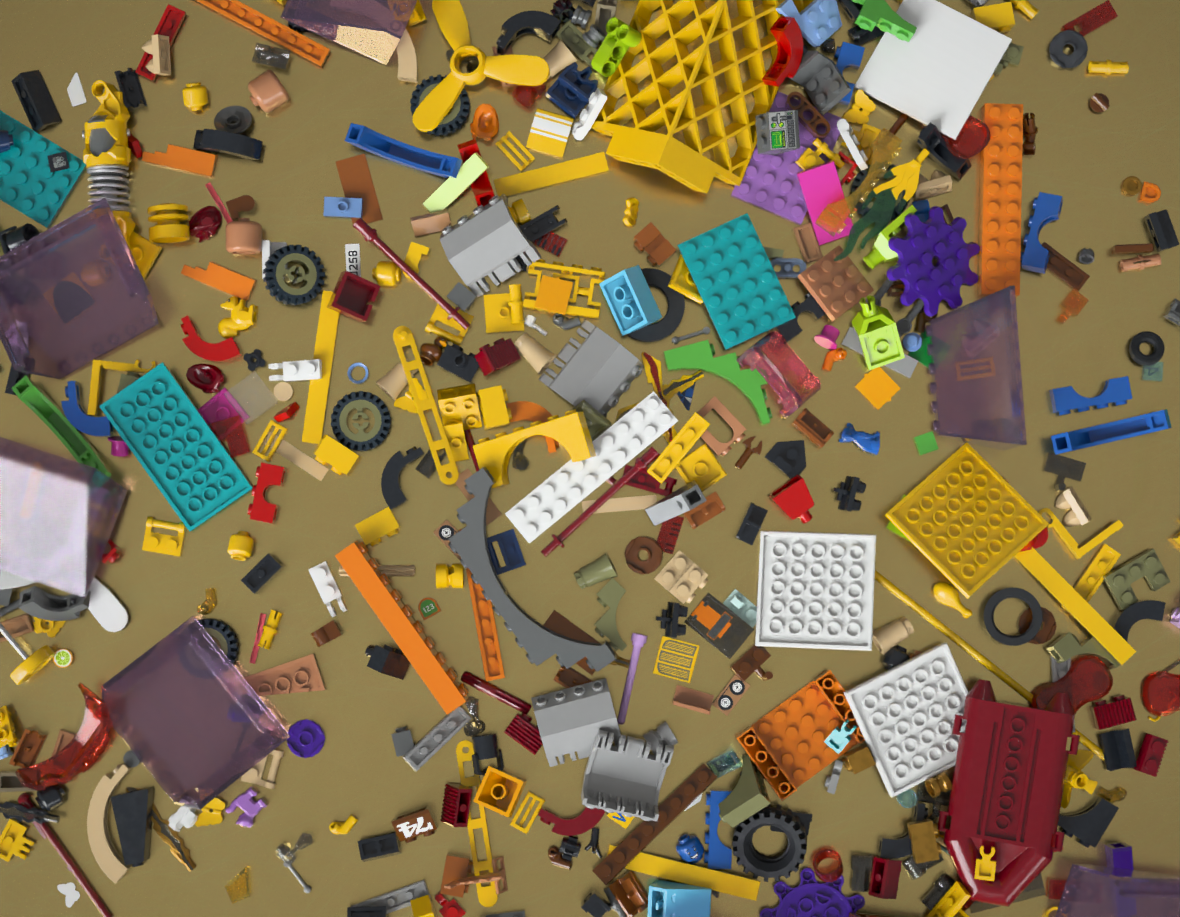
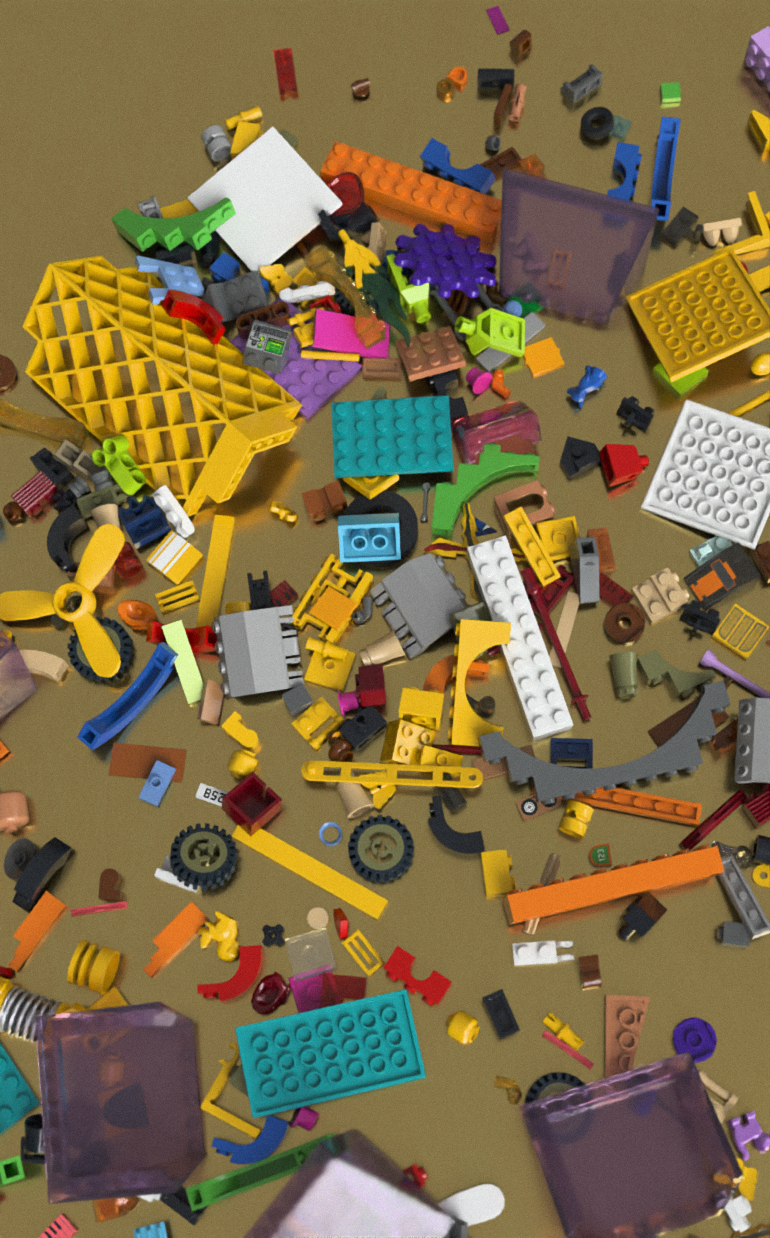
camera: 60 degrees left, 15 degrees down
(161, 542) = (426, 1113): yellow plate -> none
(205, 223) = (110, 930): dark red hat -> none
(244, 237) = (142, 893): nougat head -> none
(297, 370) = (302, 894): white hinge -> none
(298, 458) = (392, 930): tan sticker -> none
(335, 454) = (405, 887): yellow brick -> none
(371, 236) = (198, 762): dark red bar -> none
(476, 340) = (348, 701): none -> dark pink piece
(530, 320) = (350, 645): white hand -> none
(748, 452) = (559, 490): reddish brown bar -> none
(751, 523) = (630, 513): black panel -> none
(786, 266) = (394, 391): sand blue plate -> none
(797, 191) = (330, 355): none -> yellow bar
(812, 428) = (560, 425): dark orange hinge -> none
(926, 443) = (612, 333): bright green tile -> none
(1030, 131) = (362, 146): reddish brown piece -> none
(1068, 60) = (299, 104): black tile -> none
(1108, 67) = (332, 70): yellow pin -> none

